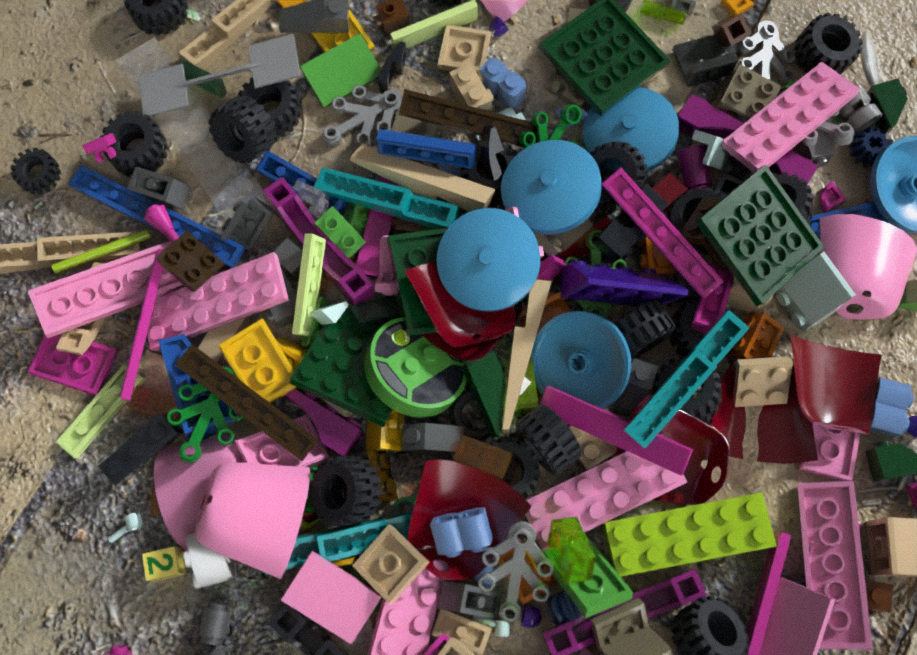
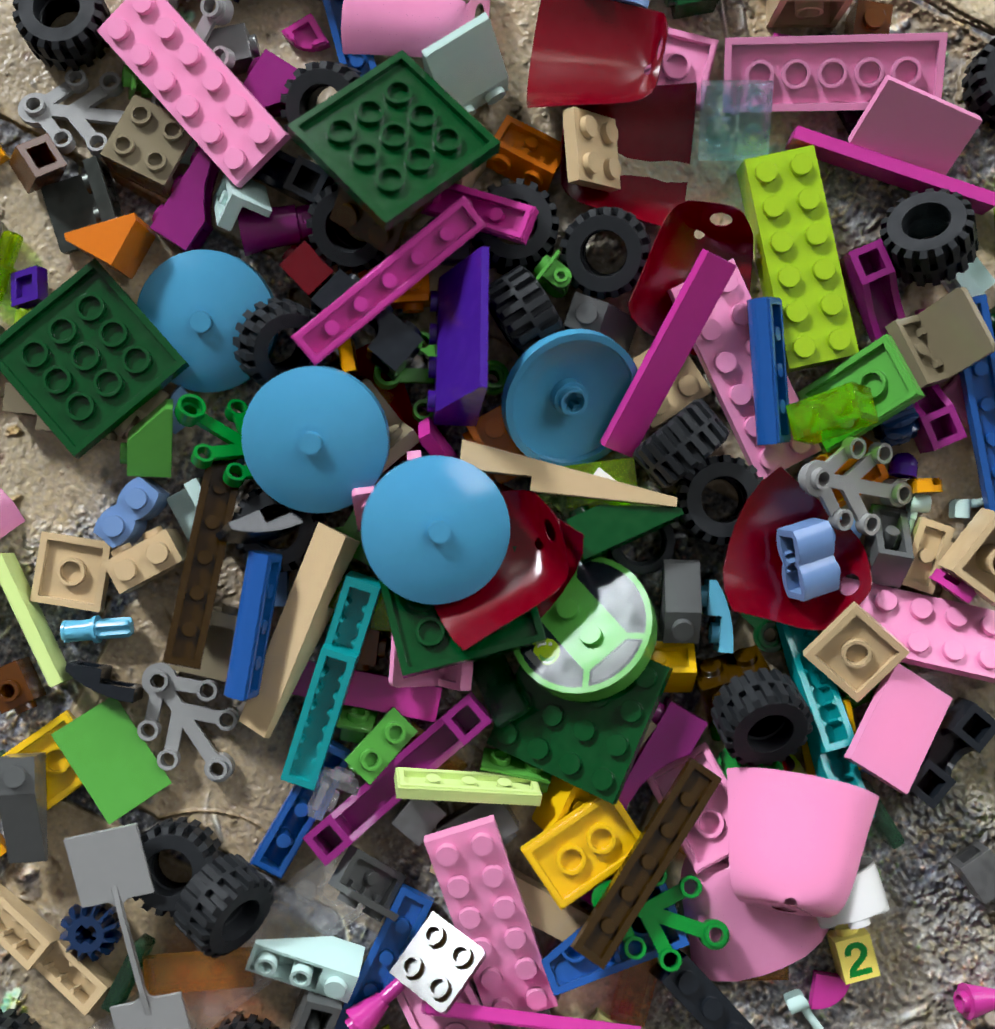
camera: 95 degrees left, 15 degrees up
(139, 545) = (826, 989): none -> dark pink tile
(197, 187) = (311, 963): none -> light aqua slope
(198, 115) = (196, 972): none -> clear orange tile
(214, 624) = (926, 878): flat silver brick -> none
(231, 55) = (84, 941): none -> dark blue gear
(267, 586) = (883, 822): none -> clear green tile
(330, 313) = (506, 753): light aqua slope -> none
(409, 471) = (716, 605): none -> medium azure slope
(426, 63) = (96, 629): none -> medium azure axle
(482, 456) = (710, 532): clear orange tile -> none
(498, 26) = (29, 519): dark purple hinge -> none
(515, 634) = (925, 485): none -> light orange tile
(546, 94) = (150, 444): none -> bright green slope
(605, 217) = (348, 358): none -> light orange tile
(605, 504) = (768, 370): none -> blue brick
(650, 25) = (28, 287): none -> dark purple plate
(670, 348) = (553, 275): none -> bright green hinge
(680, 73) = (115, 242): none -> orange slope
(686, 378) = (605, 252): teal slope -> none
(792, 486) = (734, 119): none -> clear light blue slope

